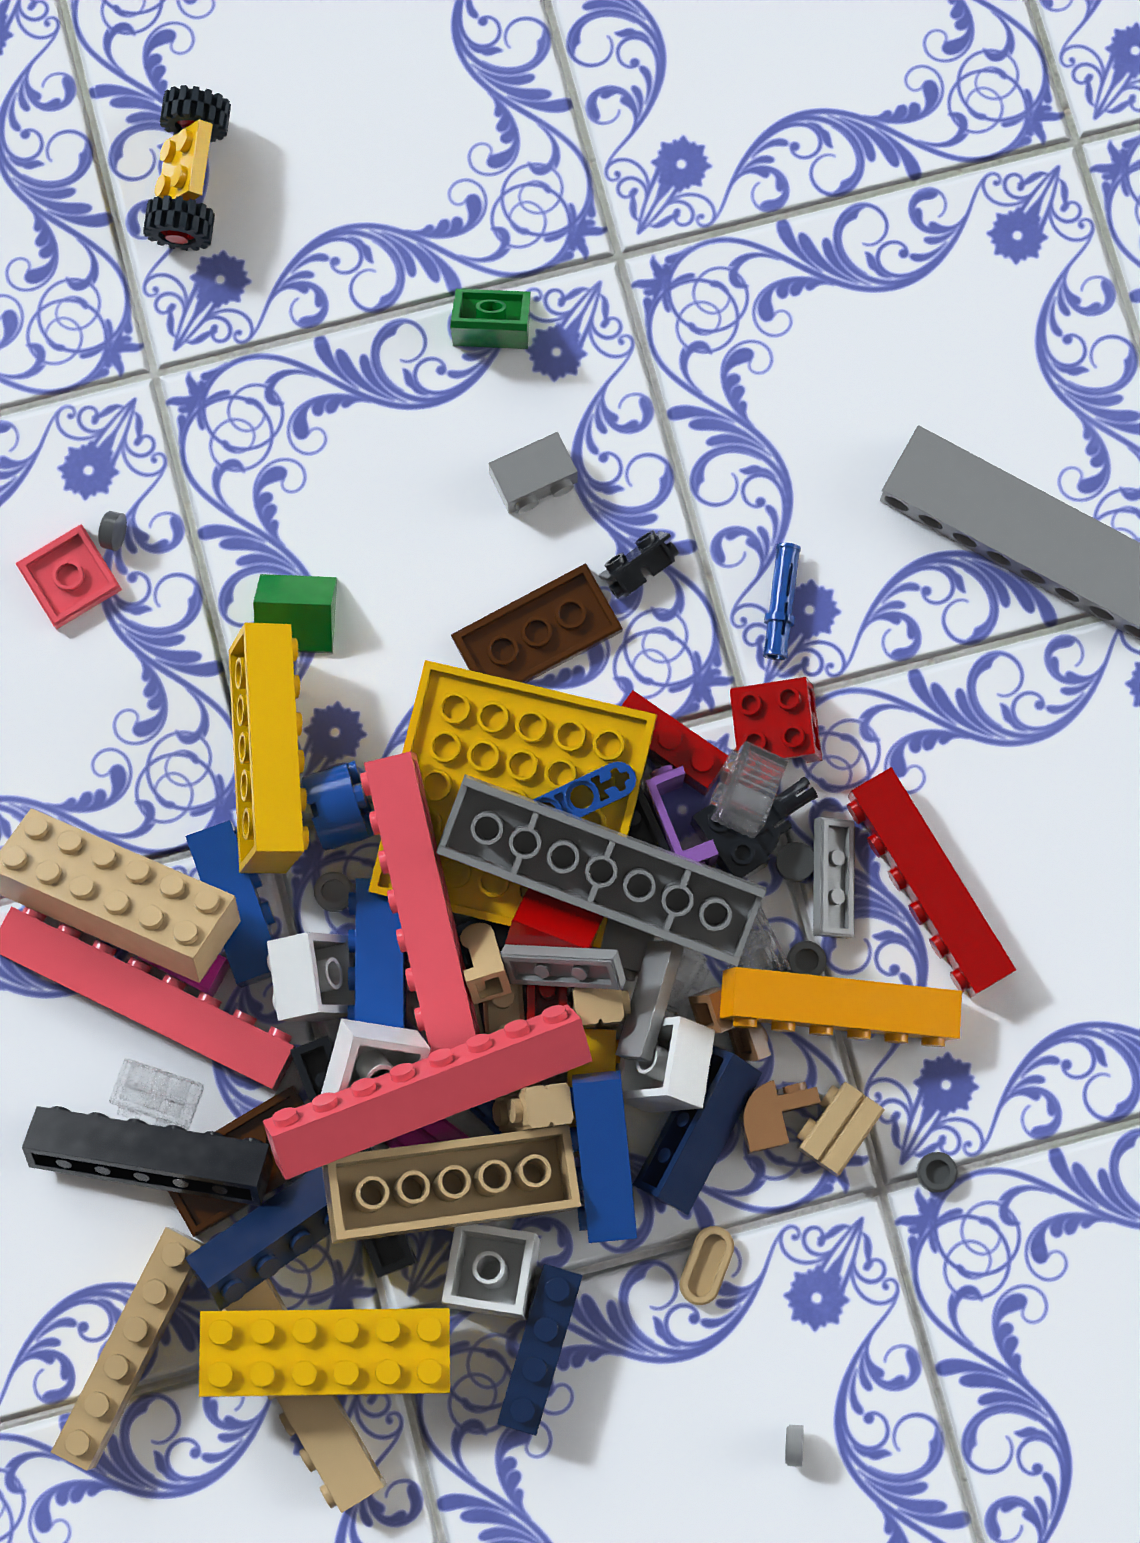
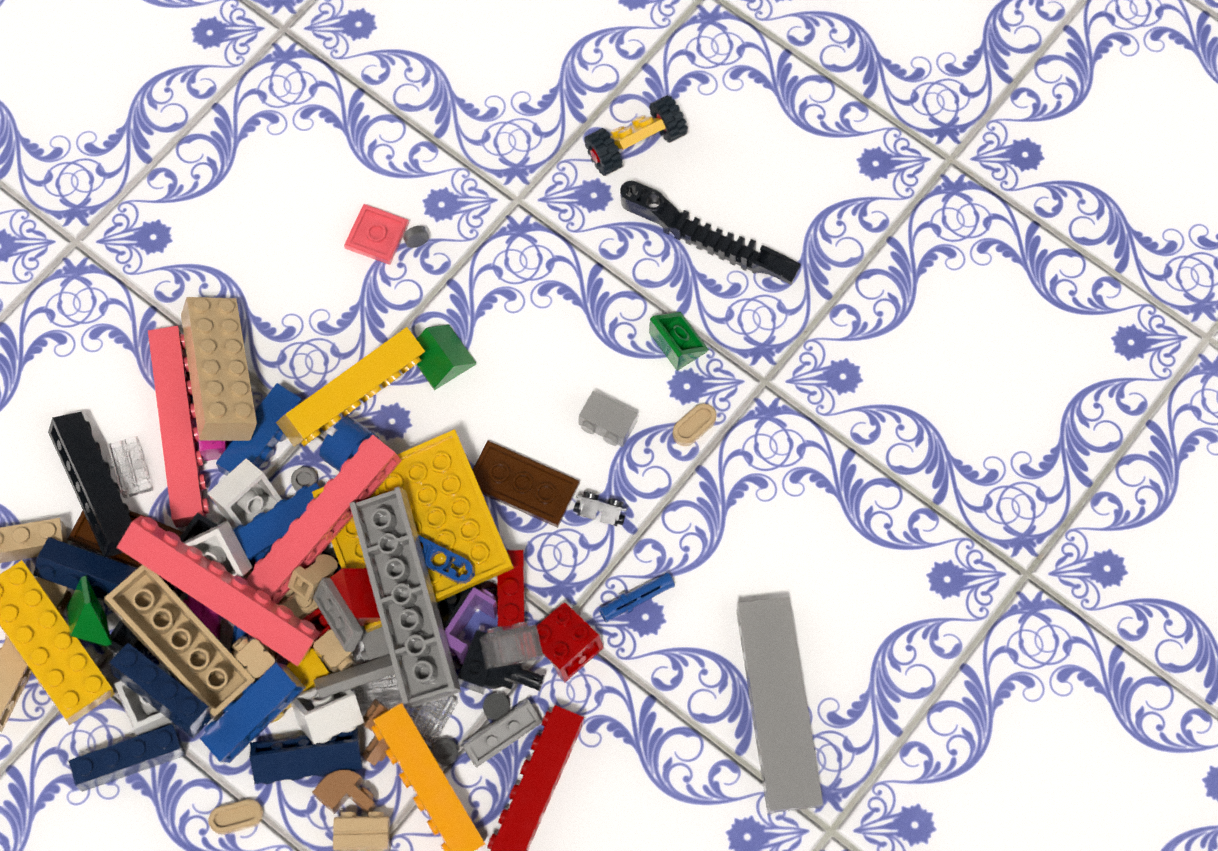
camera: 50 degrees right, 10 degrees down
(330, 1278) = (87, 616): none -> green slope
(340, 206) = (637, 198): none -> black piece
(498, 1250) = (160, 690): none -> dark blue brick
(614, 378) = (694, 425): none -> tan tile

